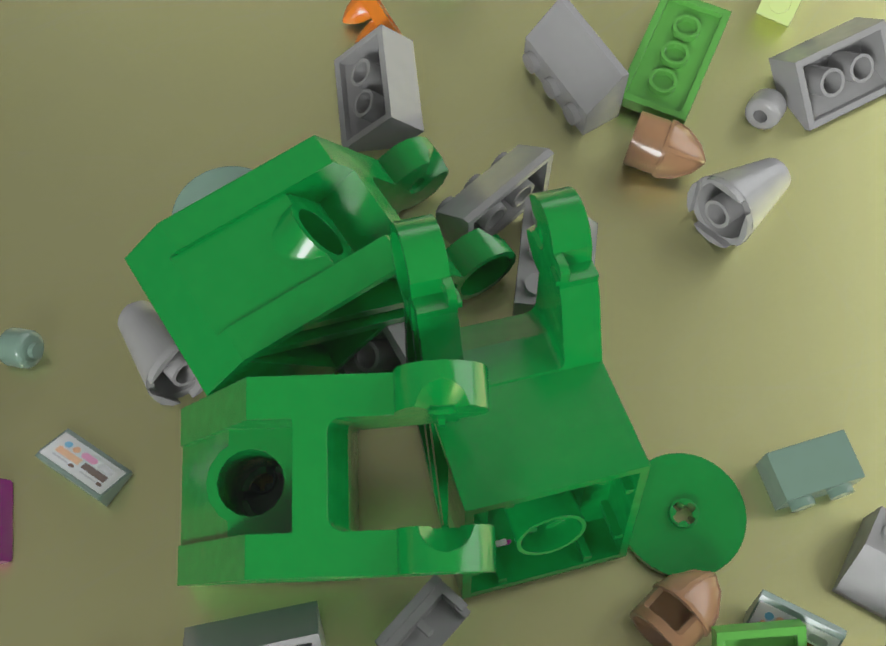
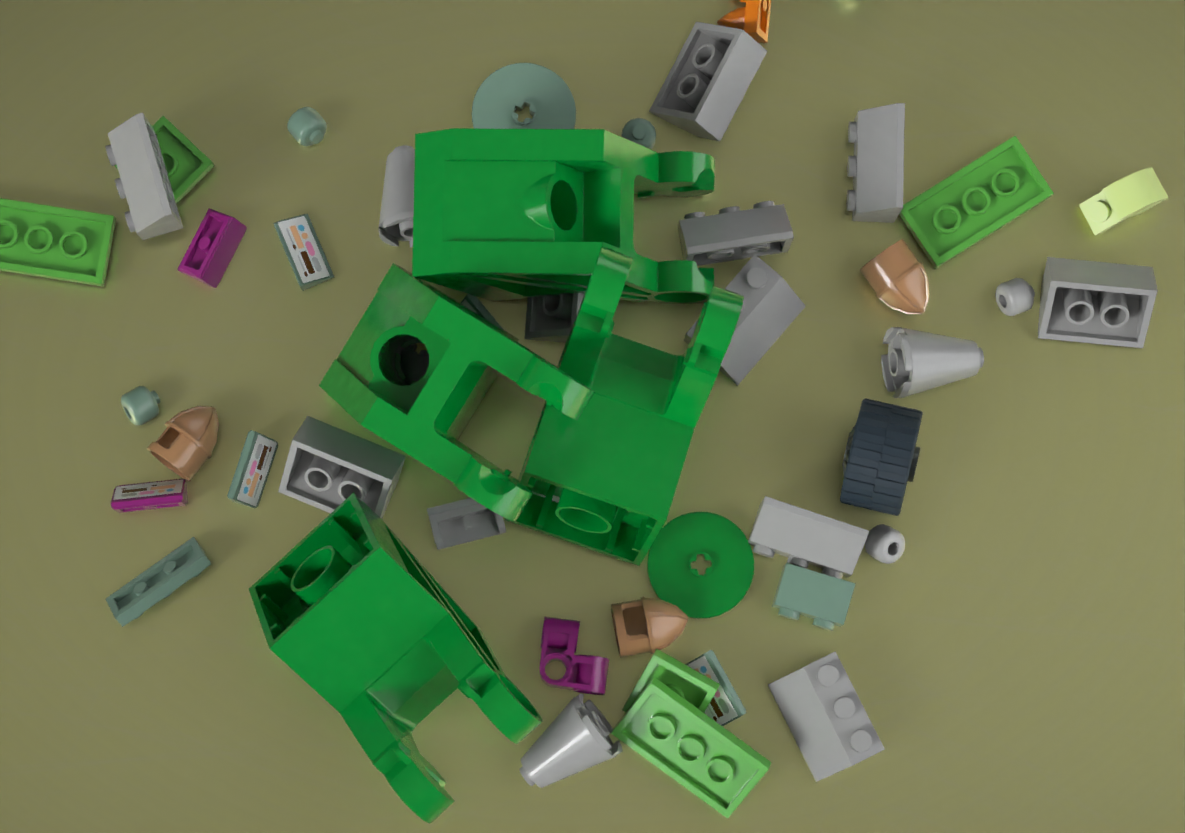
camera: 30 degrees right, 15 degrees up
(764, 416) = (806, 538): none -> light grey slope
(778, 295) = (880, 456): none -> black wheel
(834, 379) = (885, 544): none -> light grey piece

